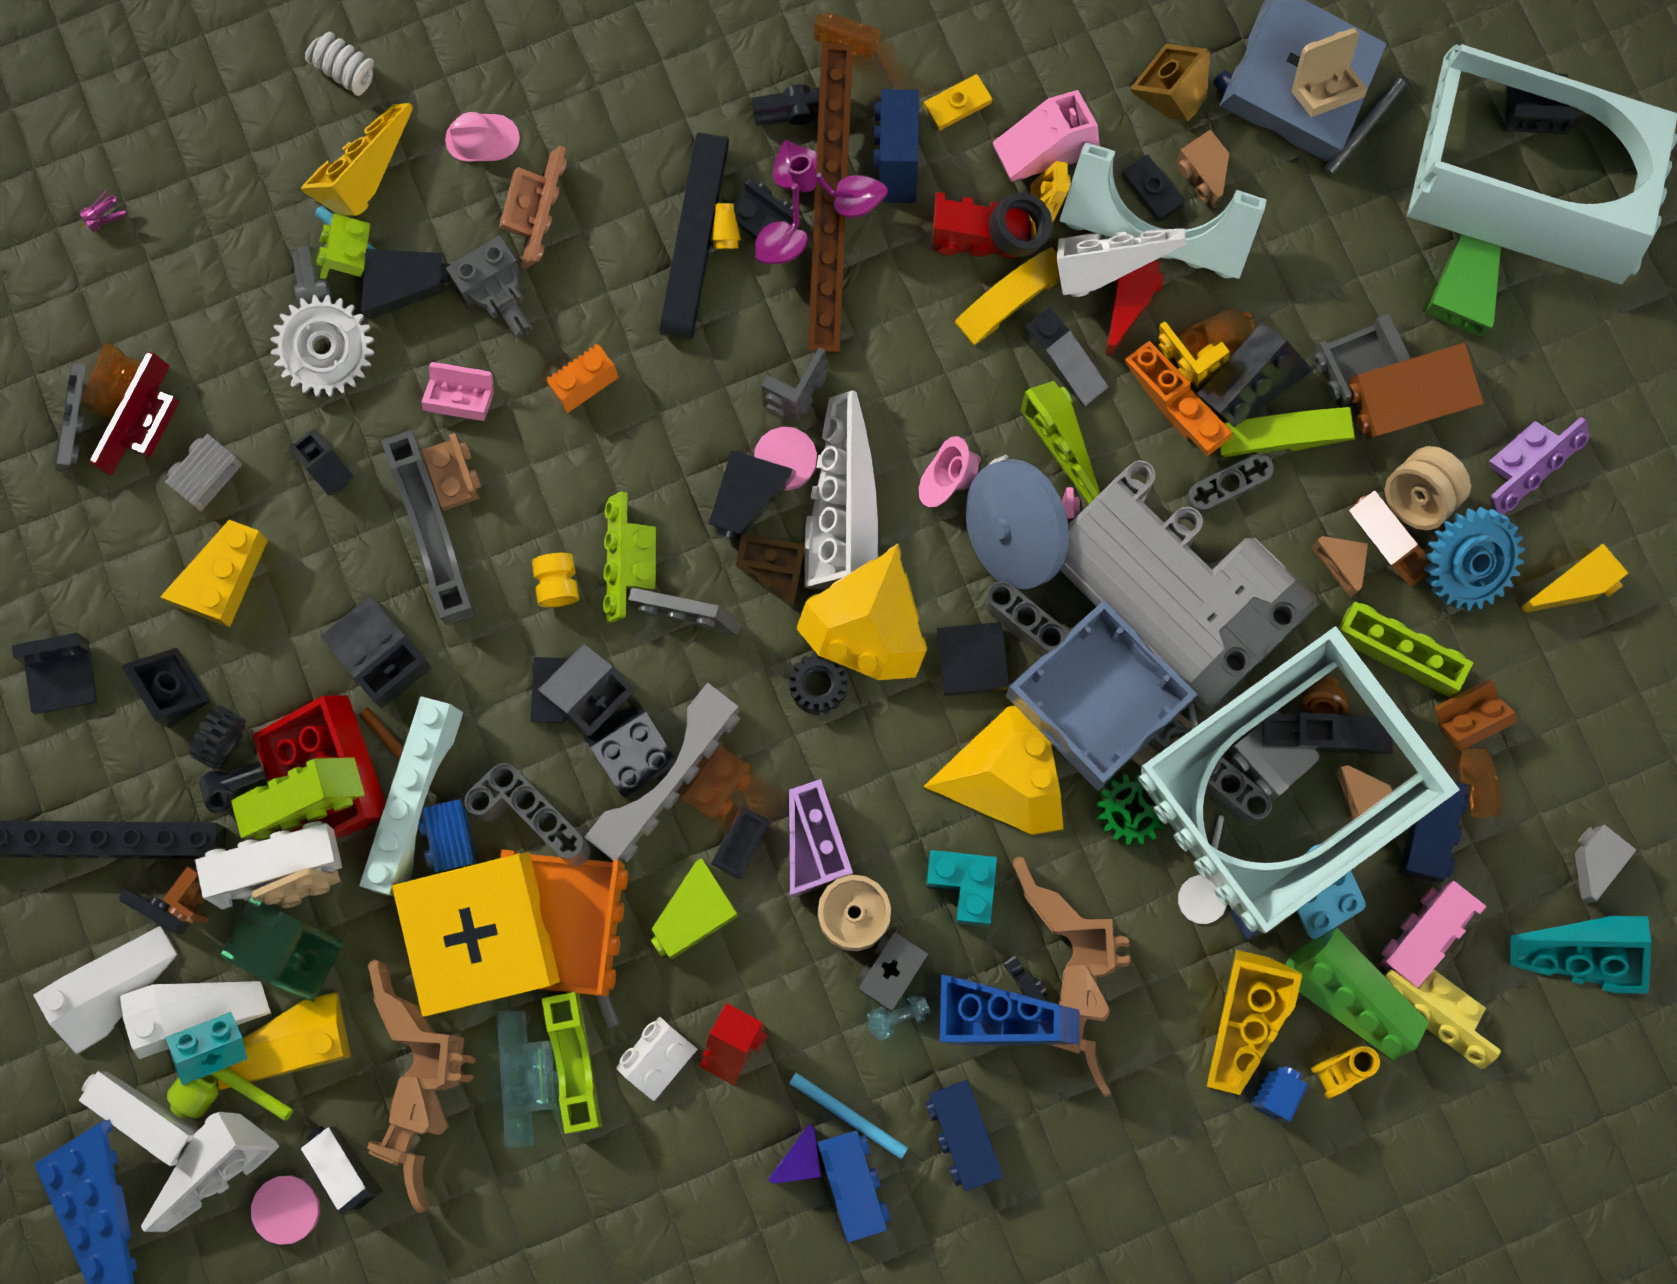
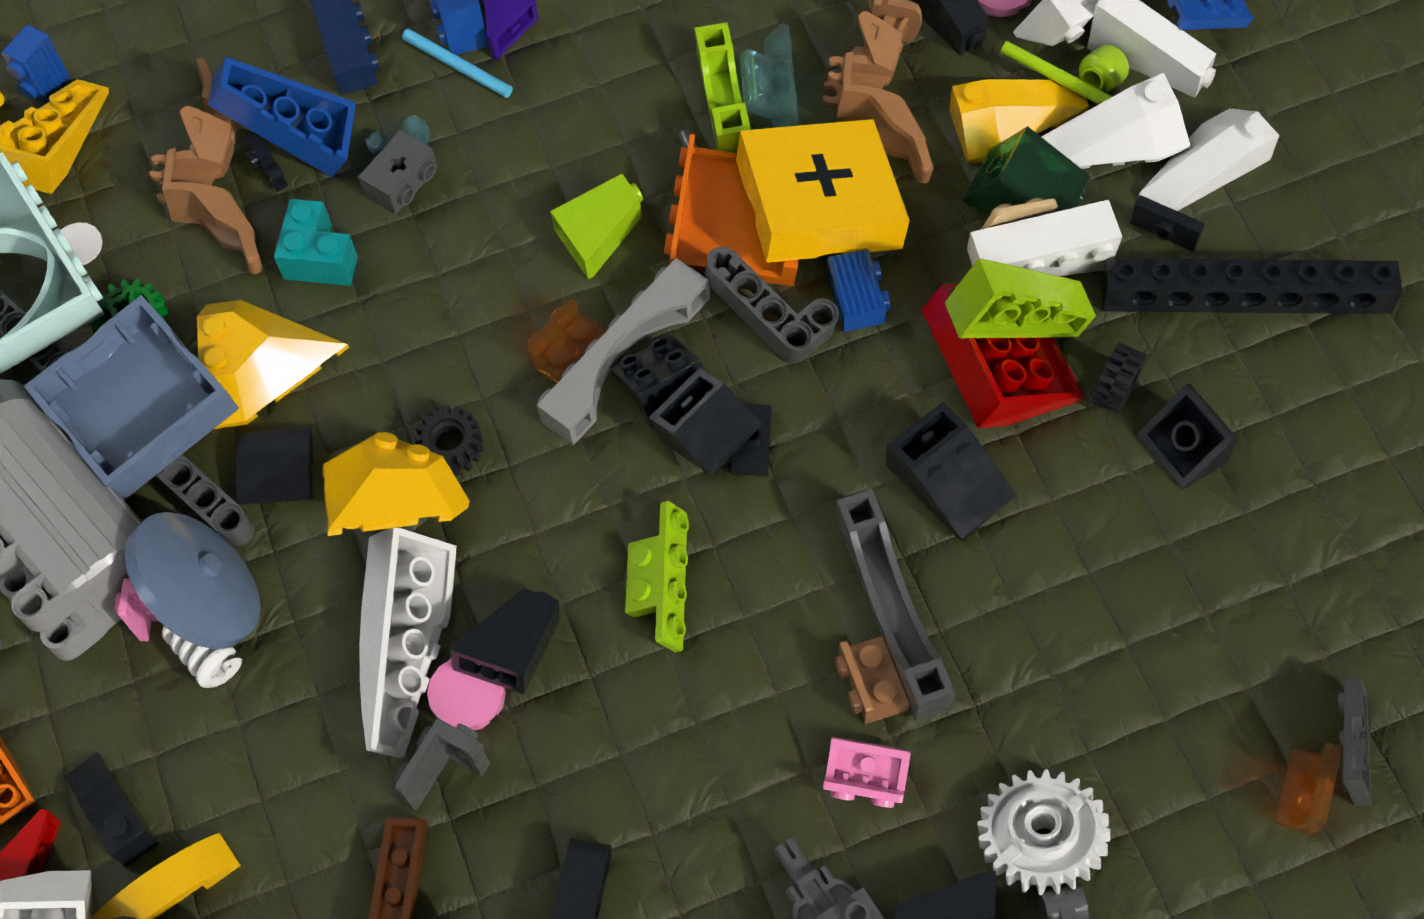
camera: 175 degrees left, 15 degrees down
(57, 672) = (1316, 455): black bracket -> none
(139, 417) = (1265, 745): dark red bracket -> none
(185, 896) = (1131, 213): dark orange bracket -> none
(203, 472) = (1178, 678): light grey brick -> none
(206, 1048) = (1090, 88): teal brick -> none
(219, 574) = (1143, 553): yellow wedge -> none
(221, 787) = (1097, 337): black piece -> none
(321, 462) = (1034, 689): black slope -> none
(382, 732) = (917, 380): reddish brown bar -> none
(394, 844) = (898, 326): light aqua arch -> none
(555, 580) = (742, 545): yellow wheel -> none
(582, 378) = (709, 786): orange brick -> none
(655, 1058) = (643, 104): white bracket -> none
(683, 610) = (582, 505): dark grey wing -> none
(732, 1043) = (556, 101): red wedge -> none
(741, 842) = (545, 288): black plate -> none
(772, 564) = (488, 567): dark brown wing -> none
(815, 841) = (466, 278): lavender wedge -> none
(861, 894) = (429, 215): tan wheel -> none
(949, 472) = (273, 662): bright pink piece -> none
(1056, 424) = (130, 719): lime wedge -> none

